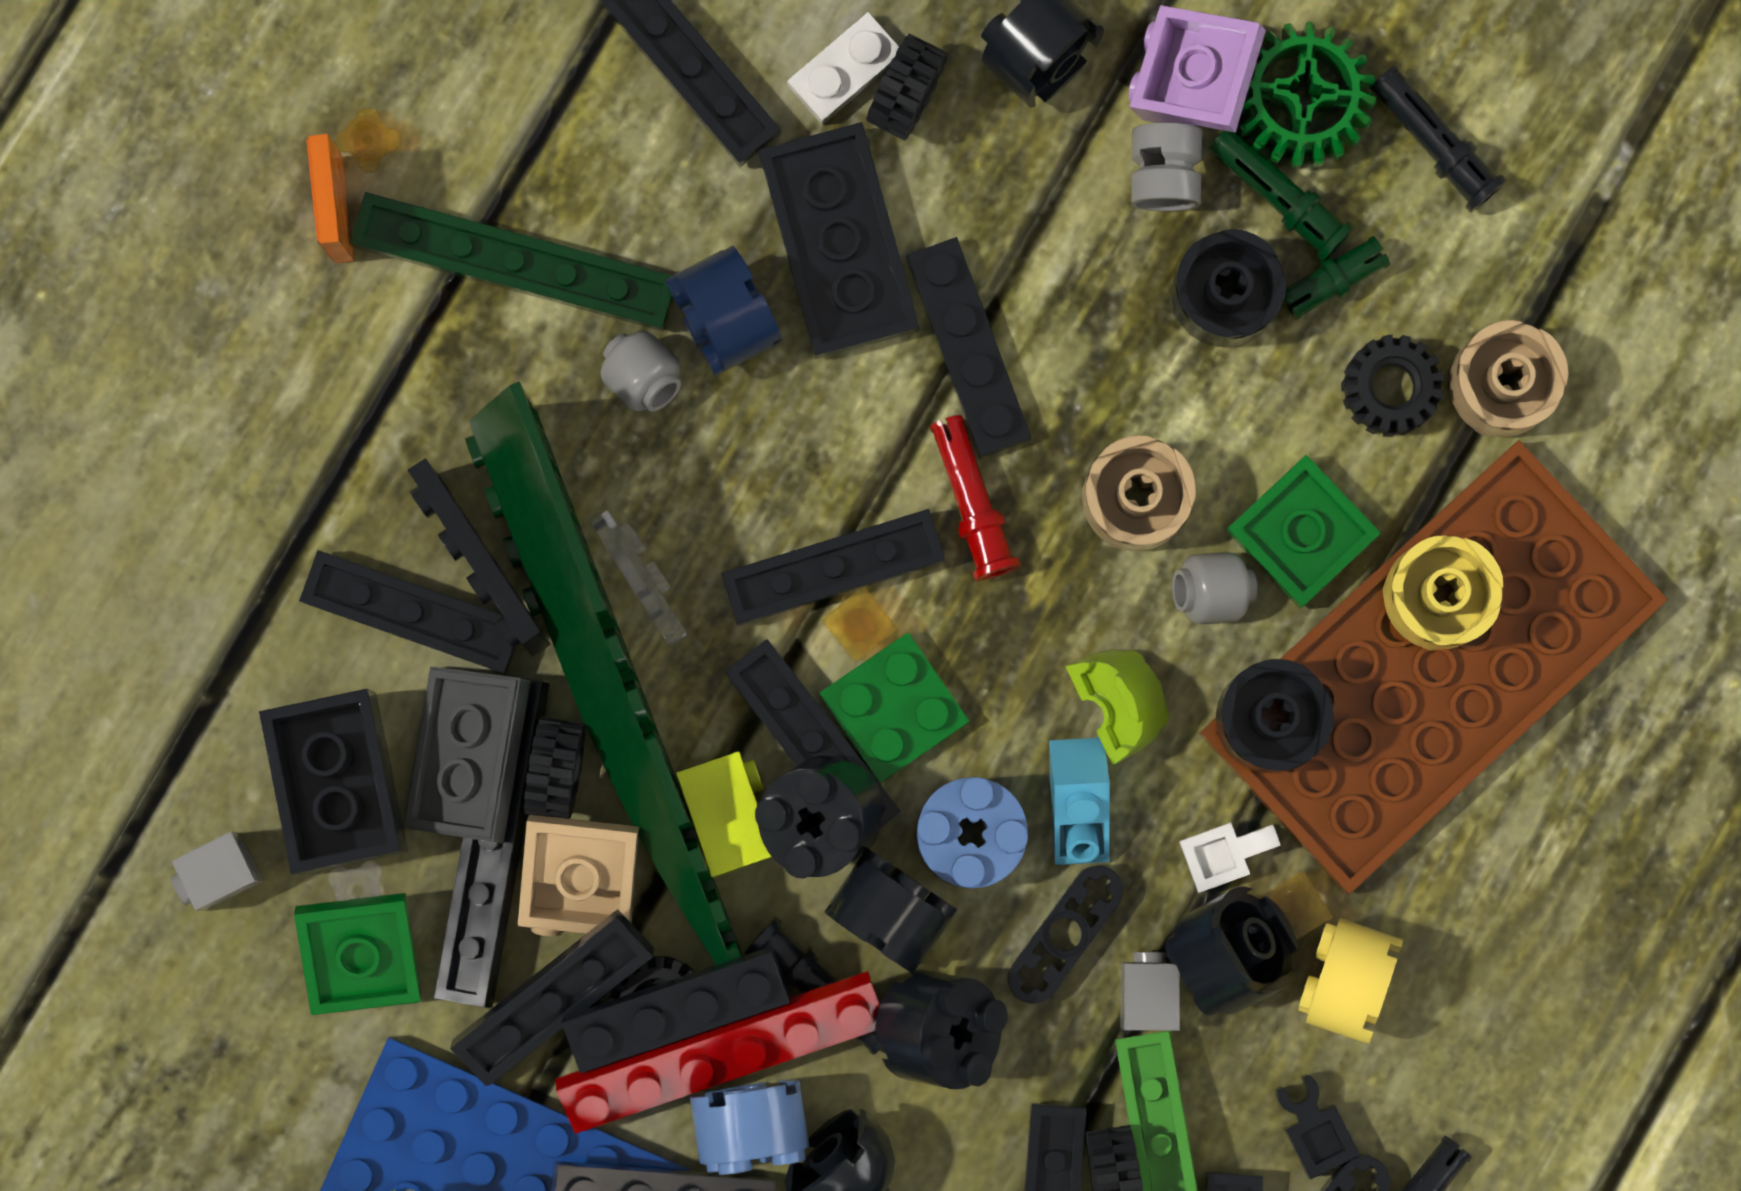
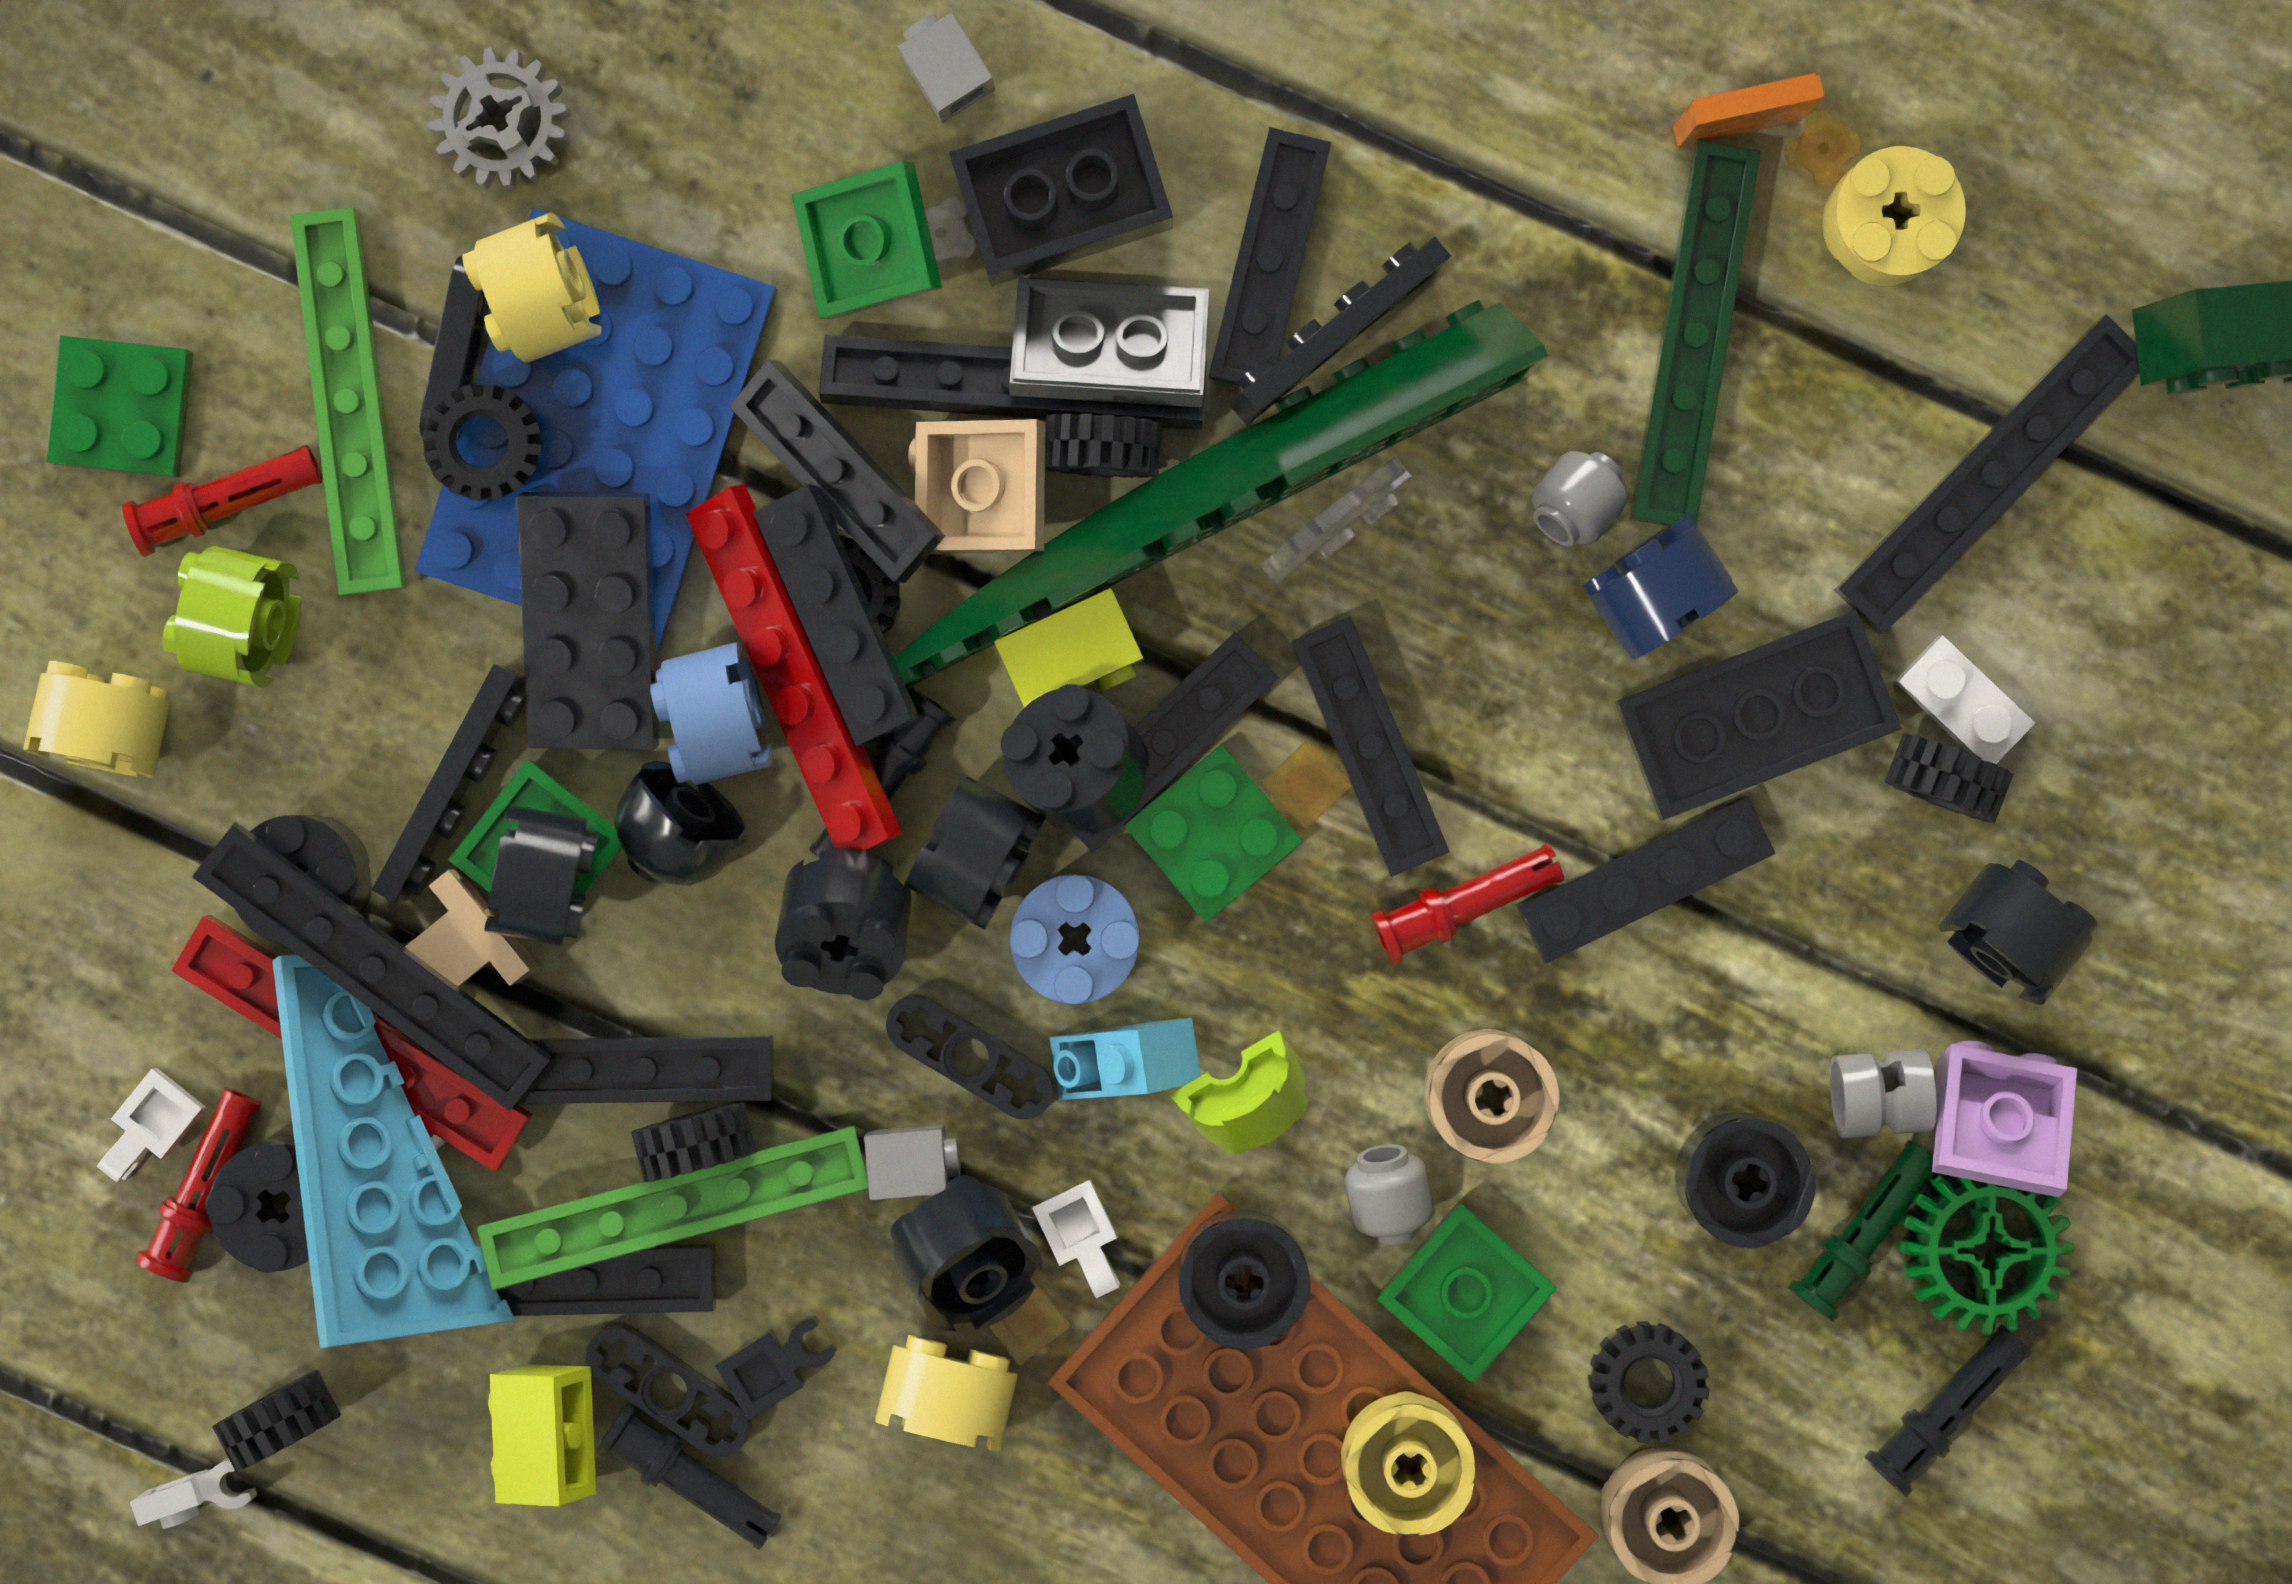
camera: 90 degrees right, 5 degrees up
(414, 61) = (1917, 187): none -> light yellow brick
(1335, 277) = (1770, 1304): dark green pin -> none

